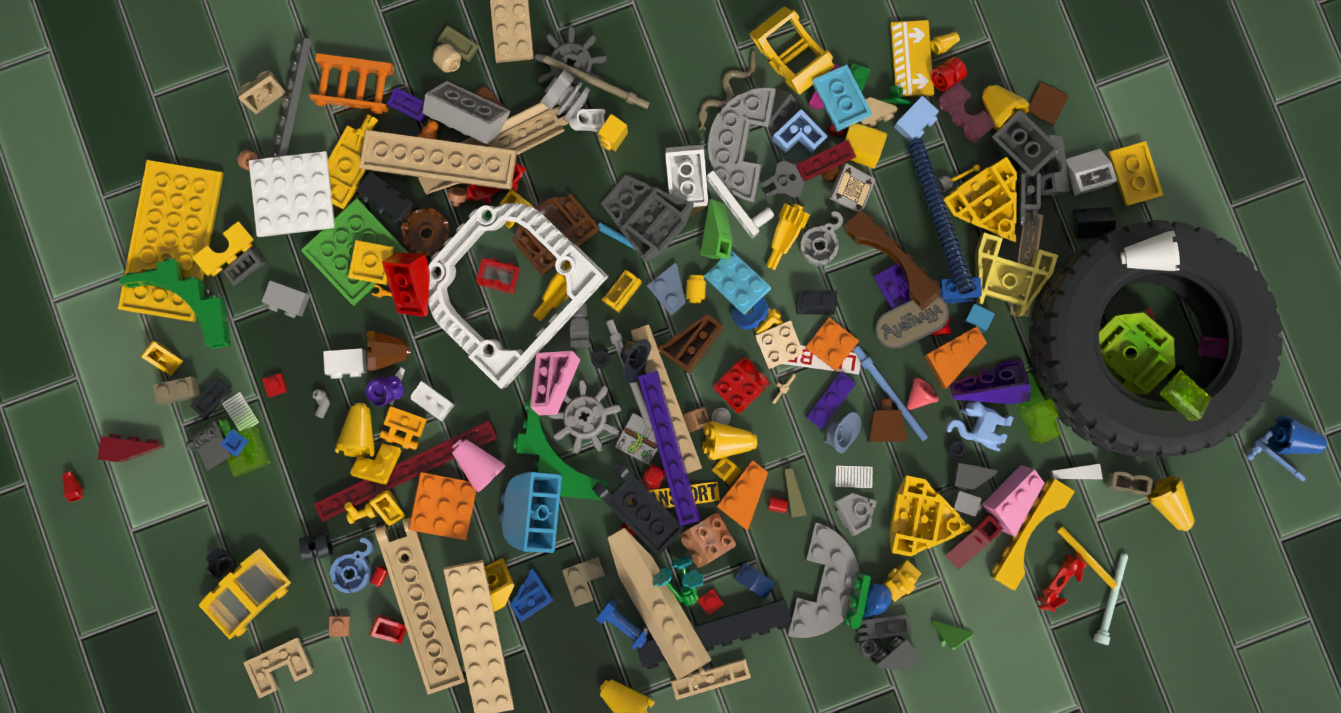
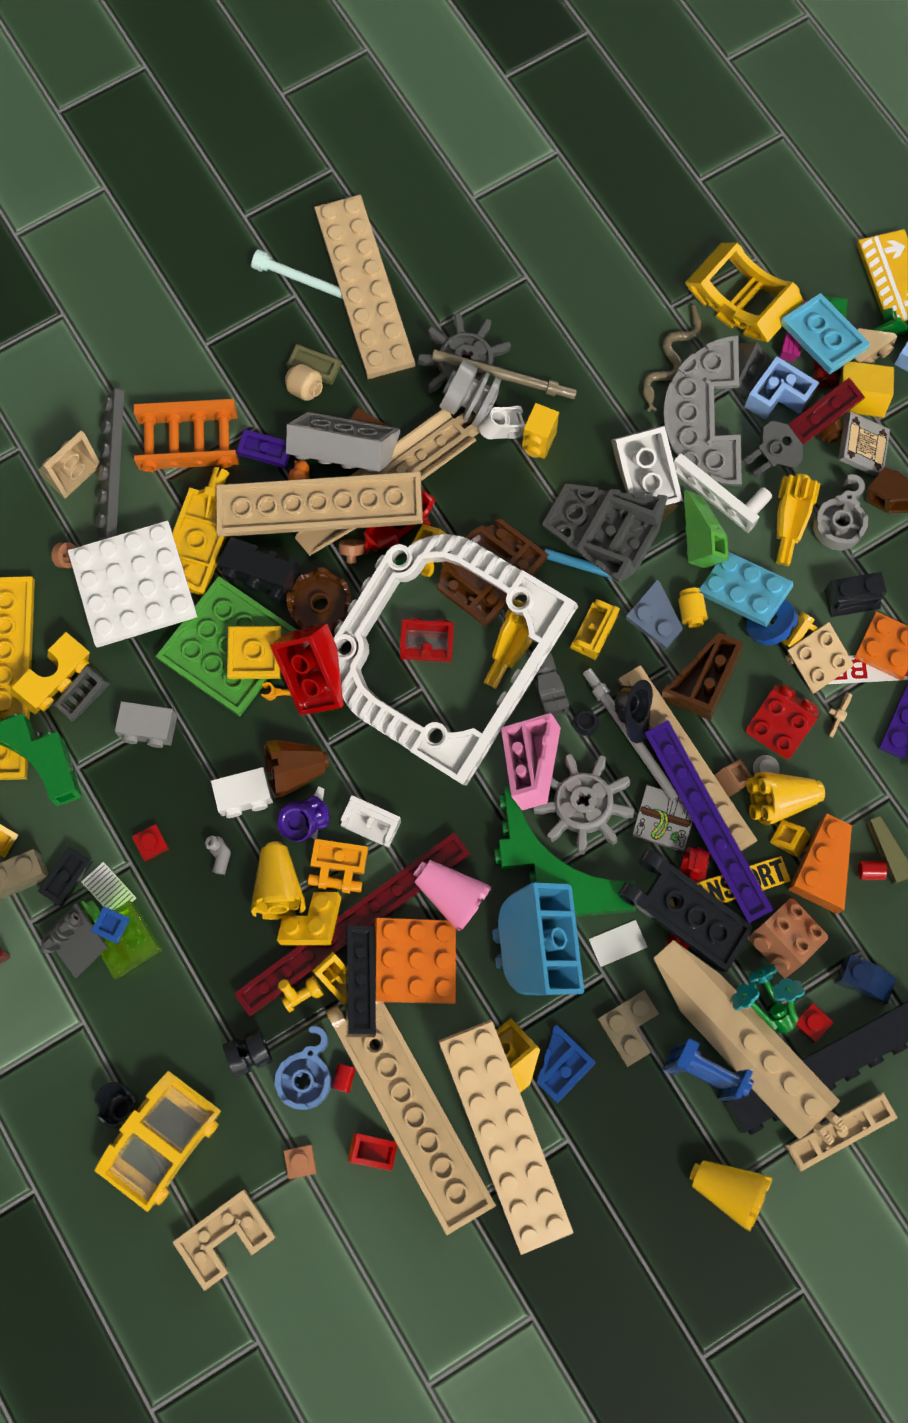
camera: 10 degrees left, 10 degrees down
(401, 514) = (360, 981): none -> black plate
(588, 520) = (618, 943): none -> white sticker

